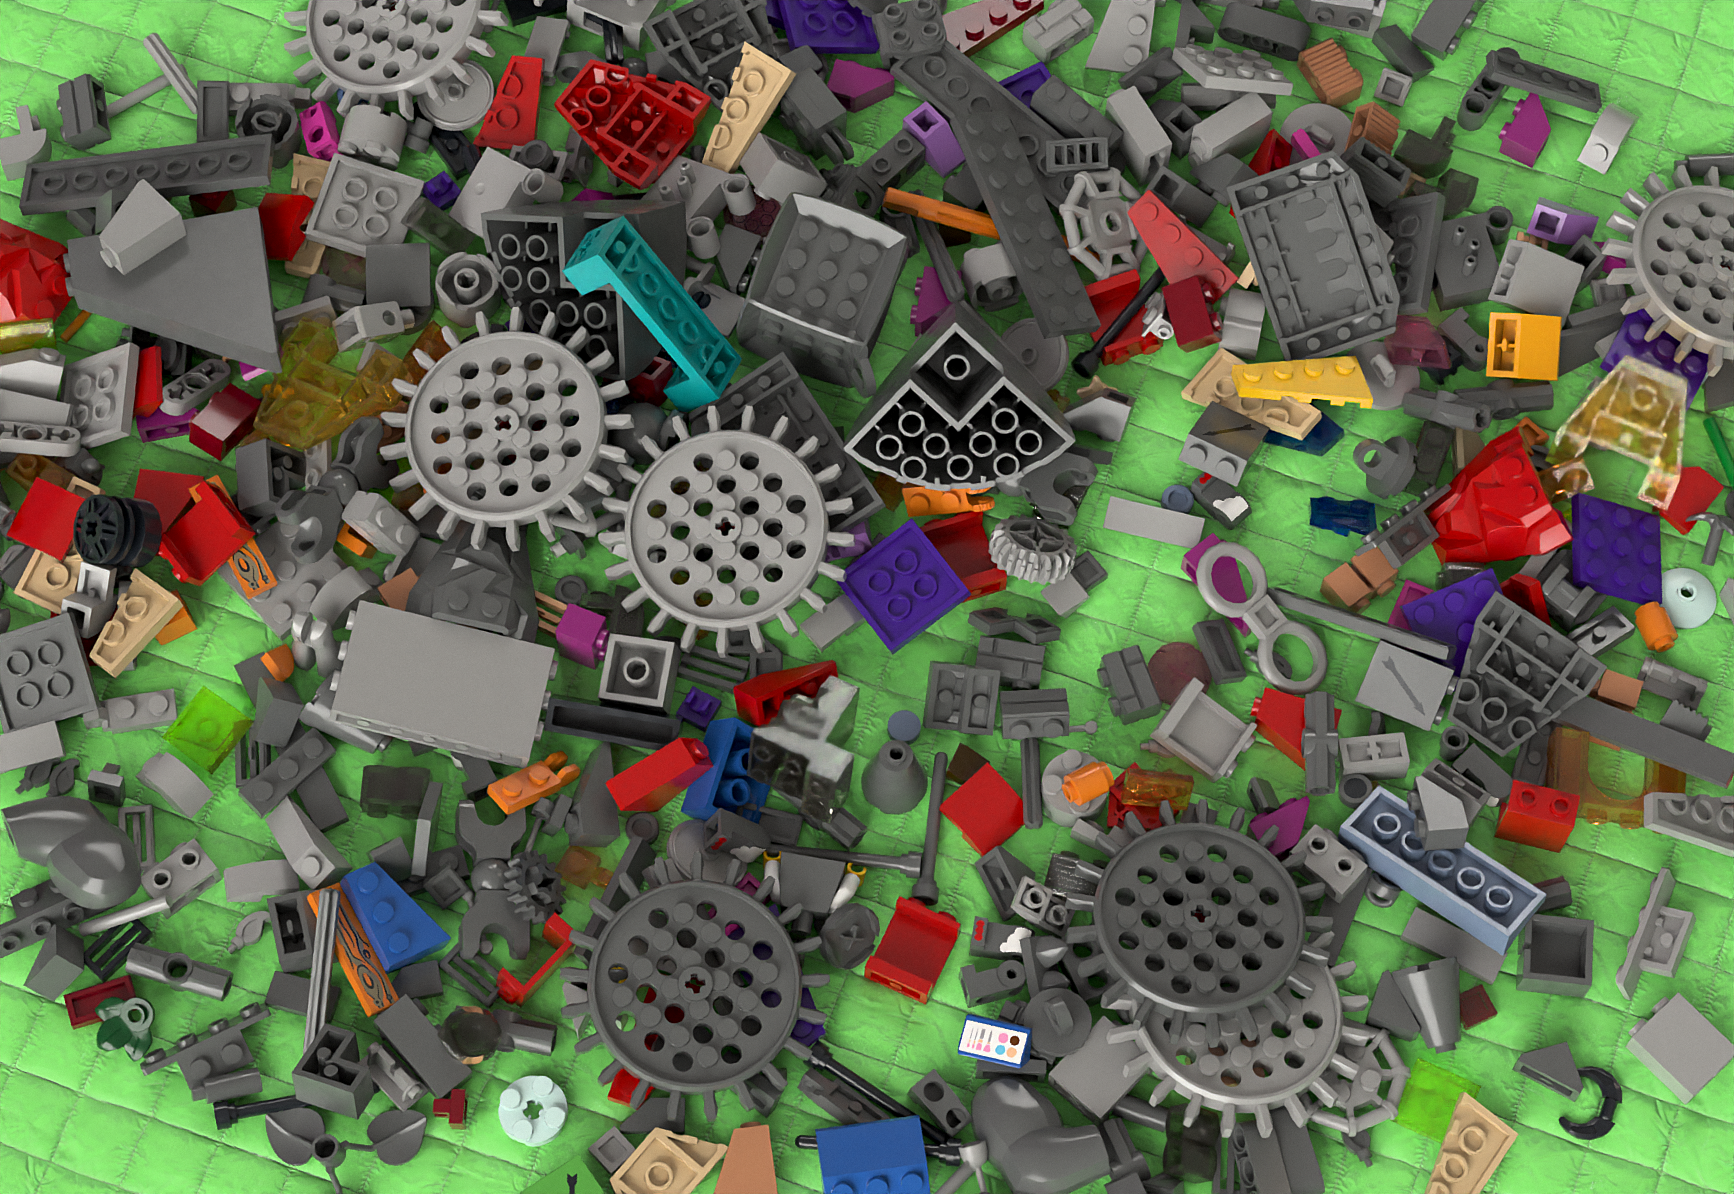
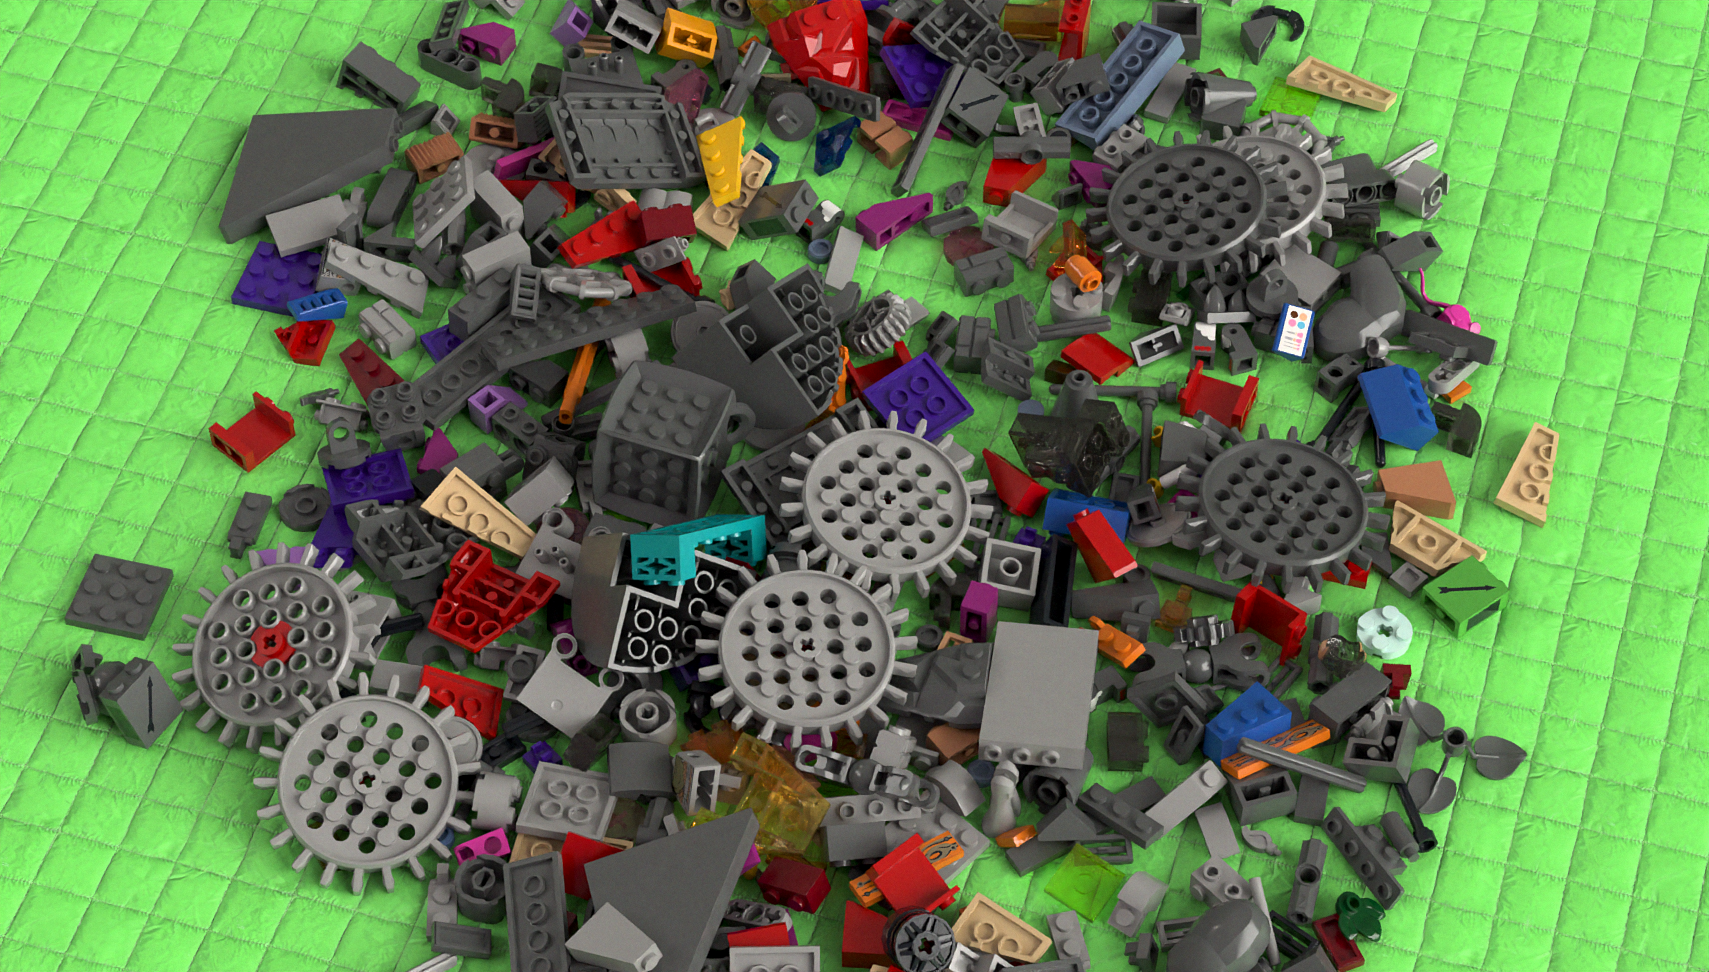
camera: 90 degrees left, 15 degrees down
(1262, 618) = (925, 186): light grey bar -> none

